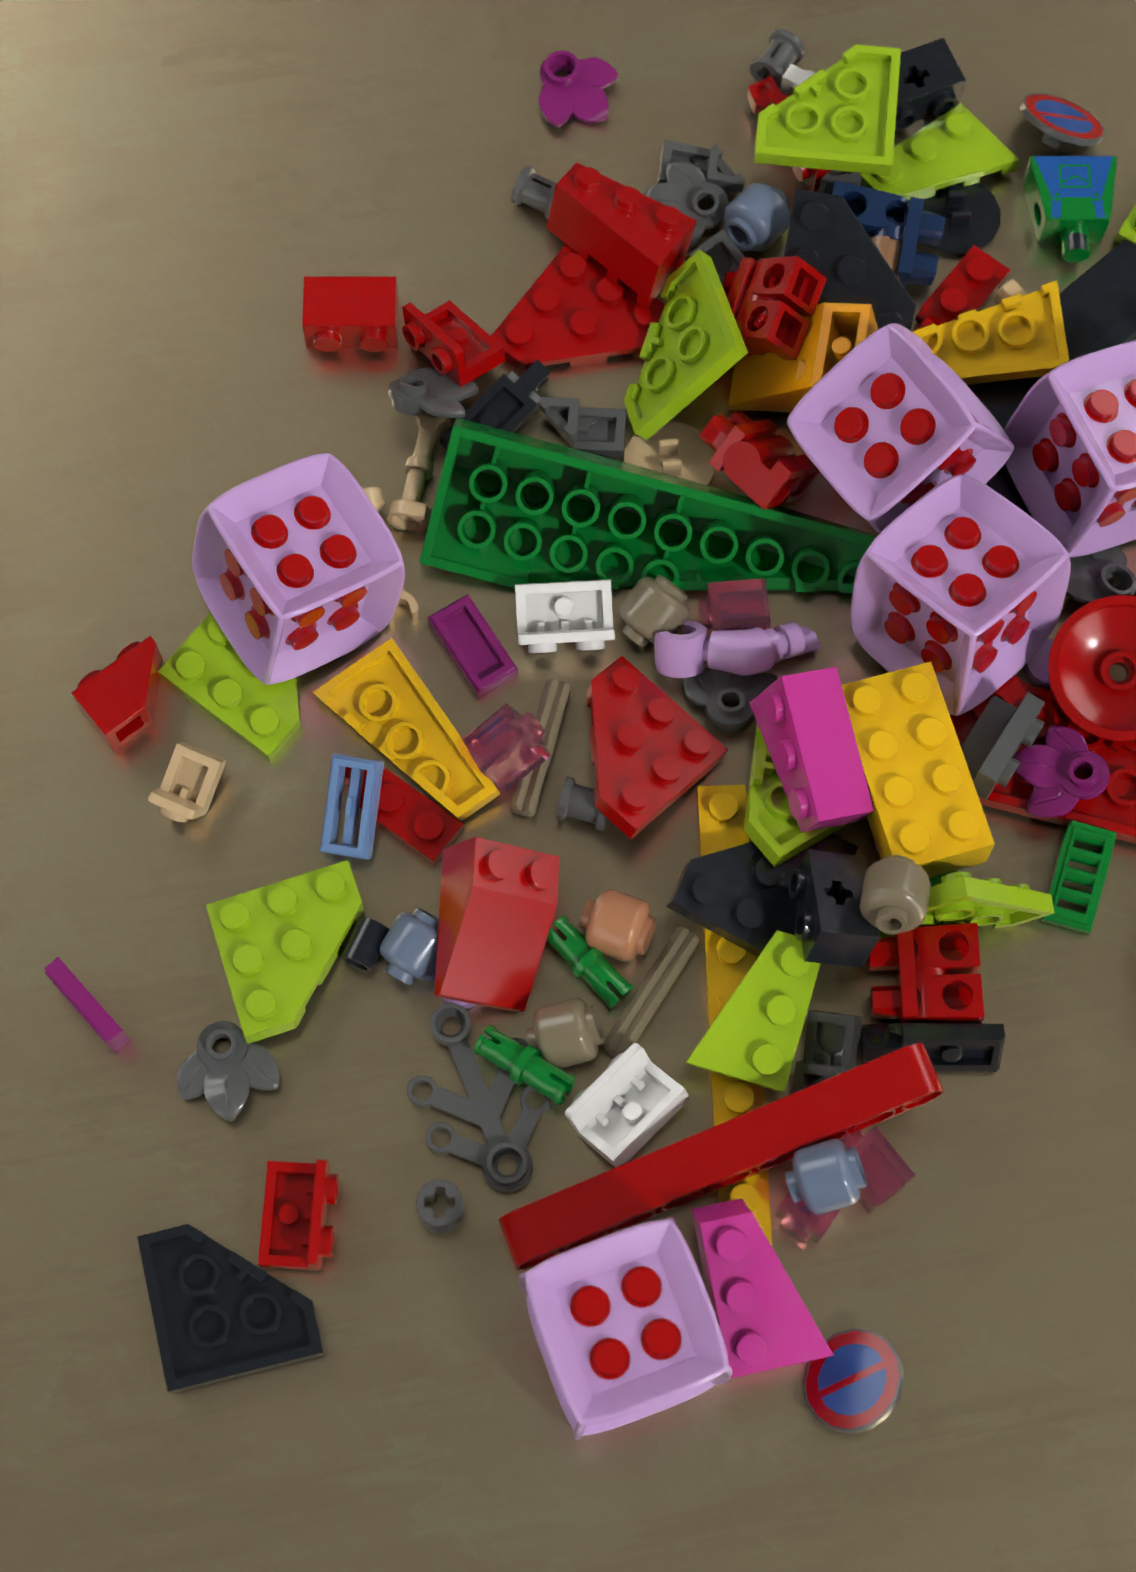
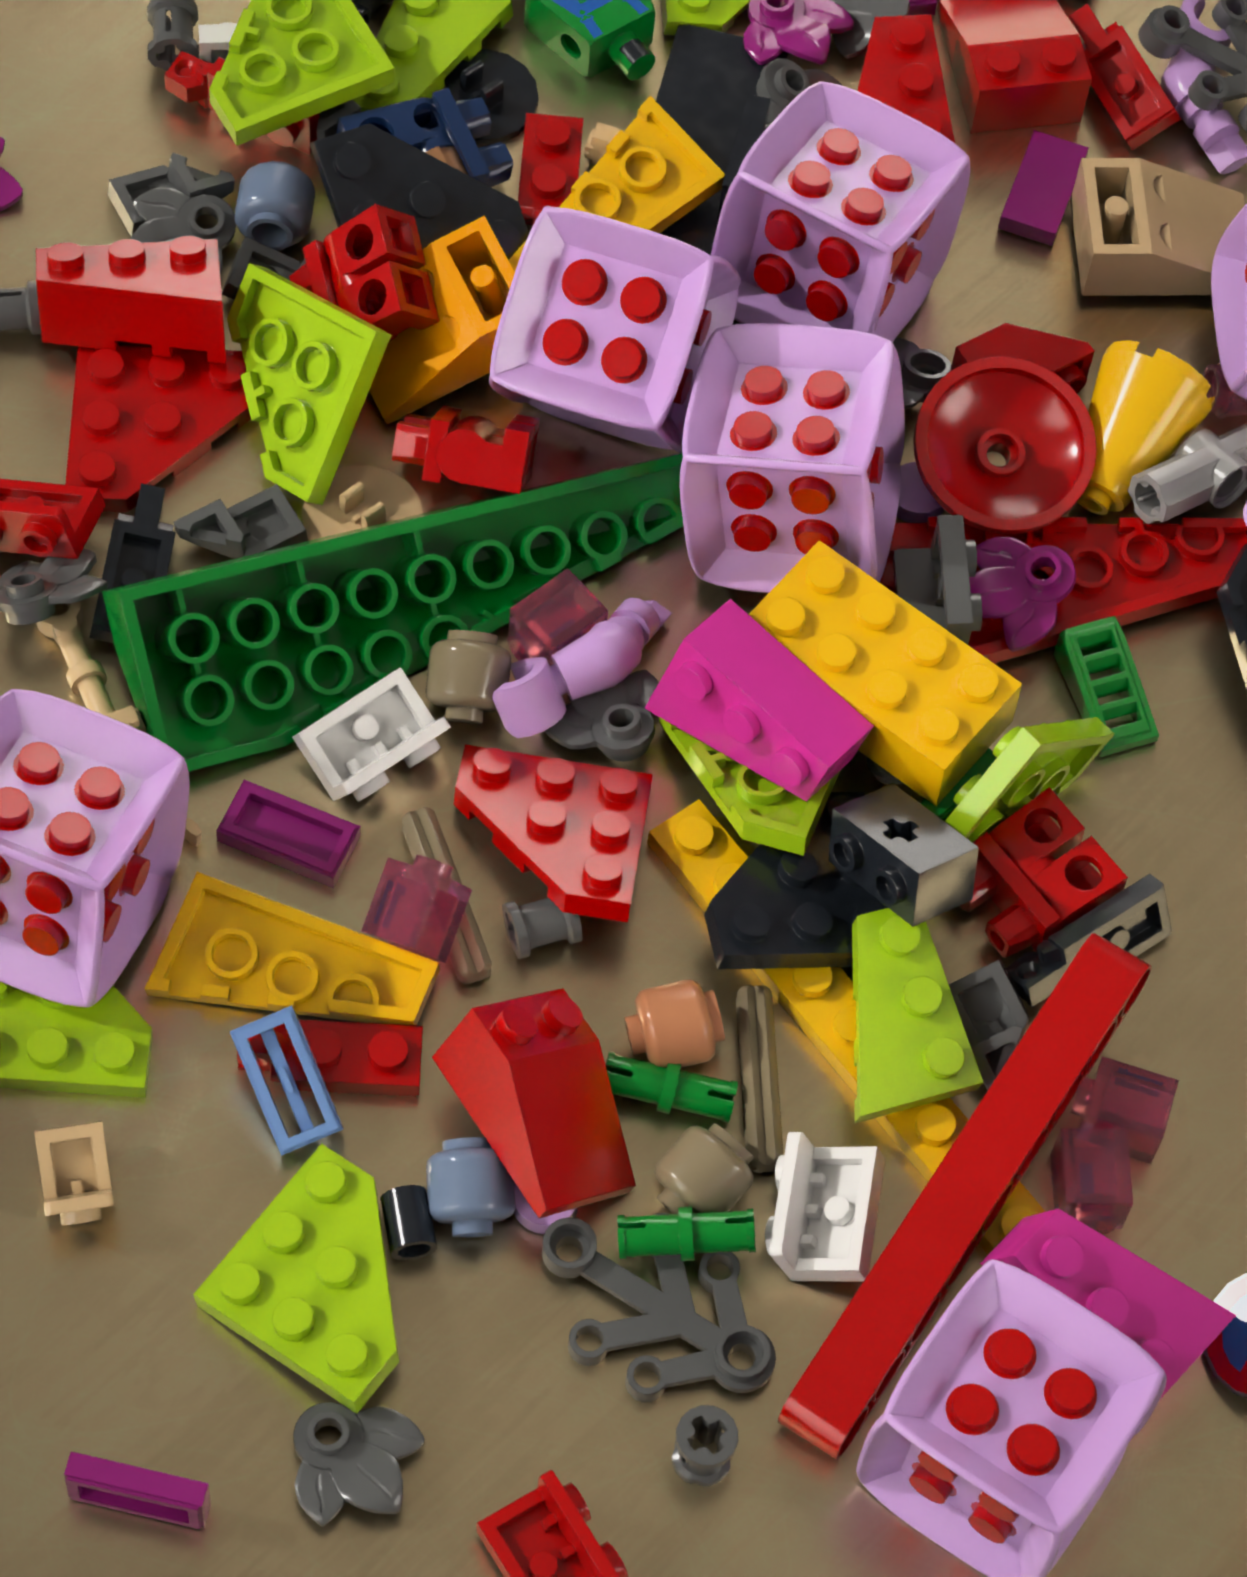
camera: 40 degrees left, 10 degrees down
(826, 1176) = (1098, 1132): sand blue head -> none
(895, 894) = (965, 791): dark tan head -> none

